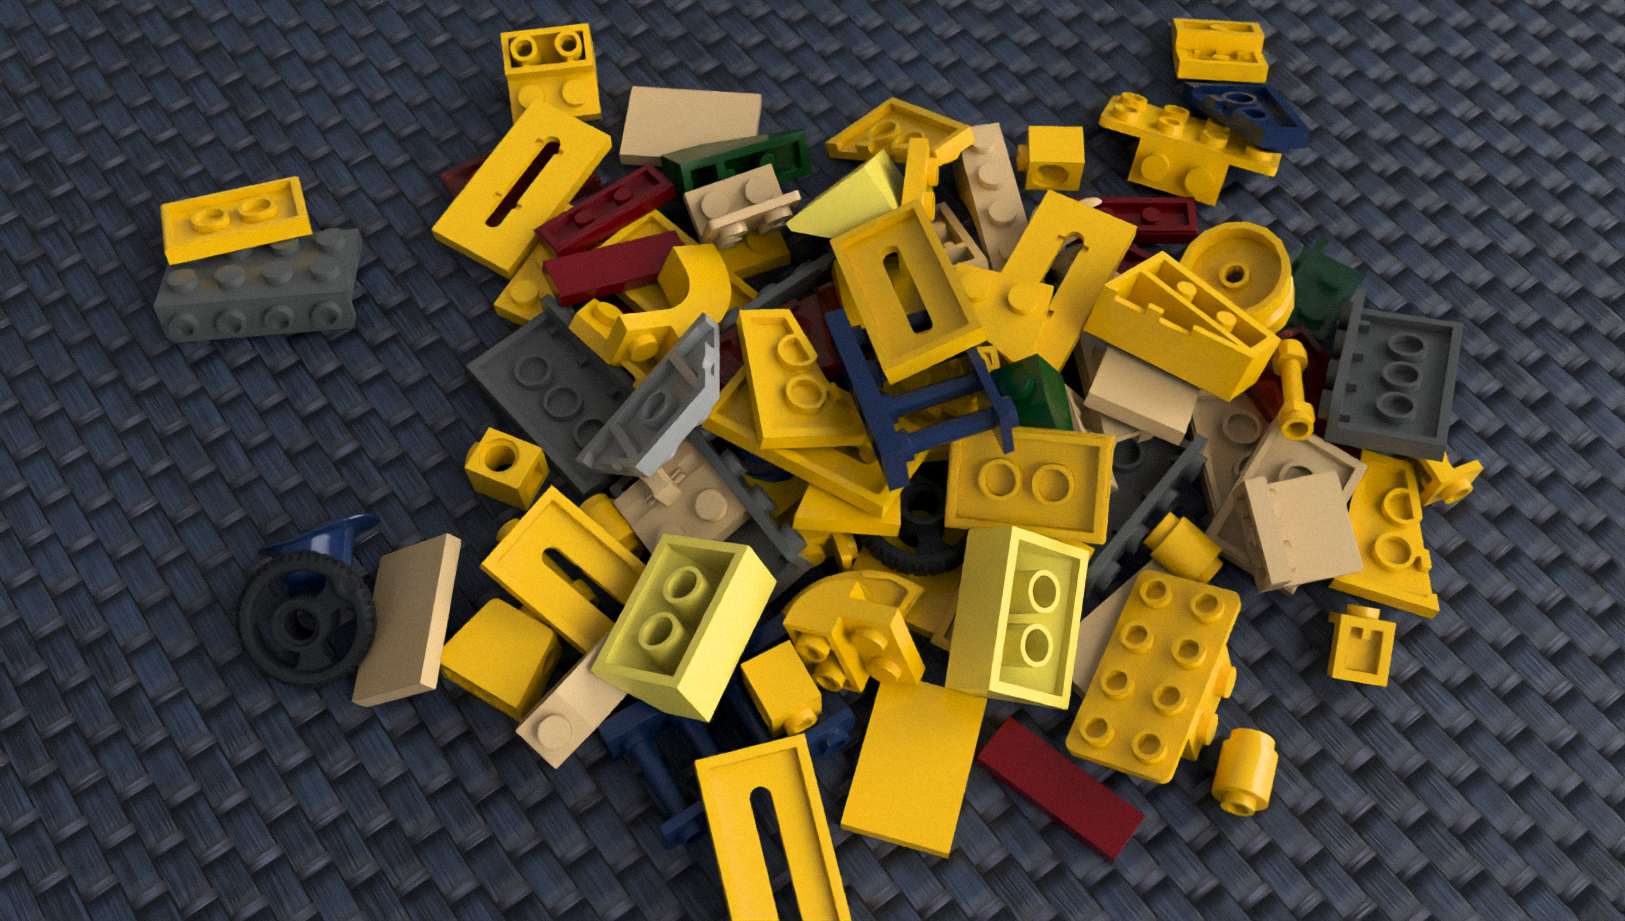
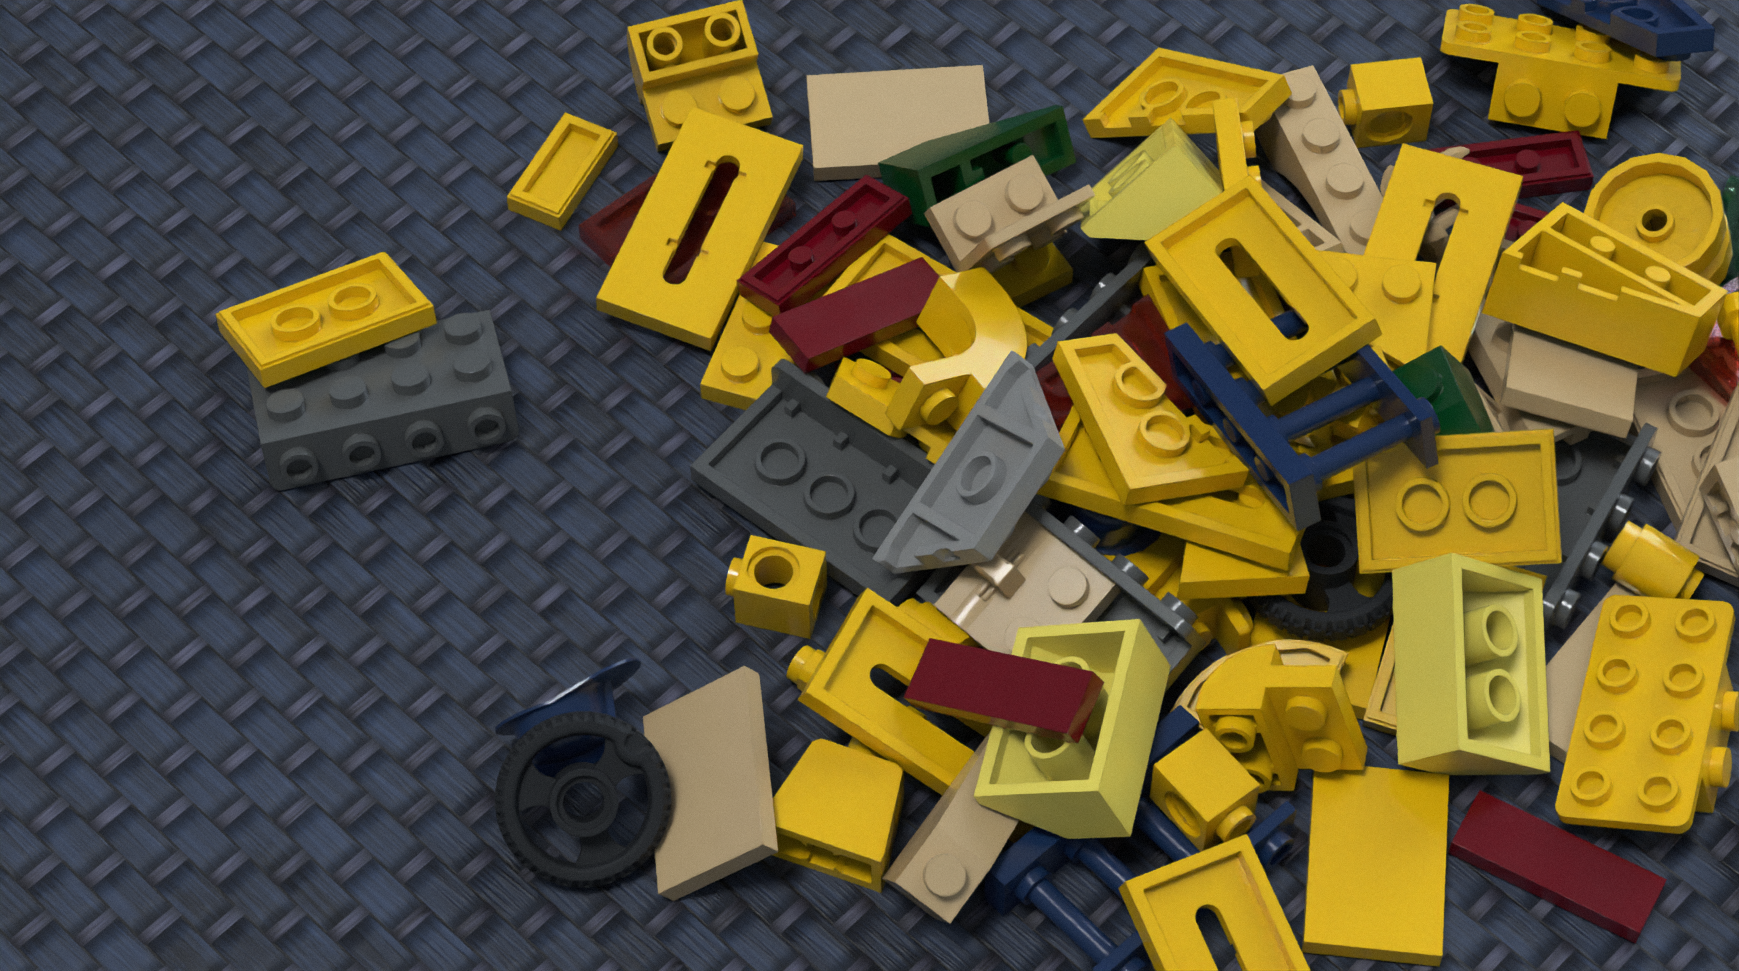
camera: 10 degrees left, 5 degrees down
(442, 134) = (562, 171): none -> yellow tile
(634, 587) = (1004, 690): none -> dark red tile

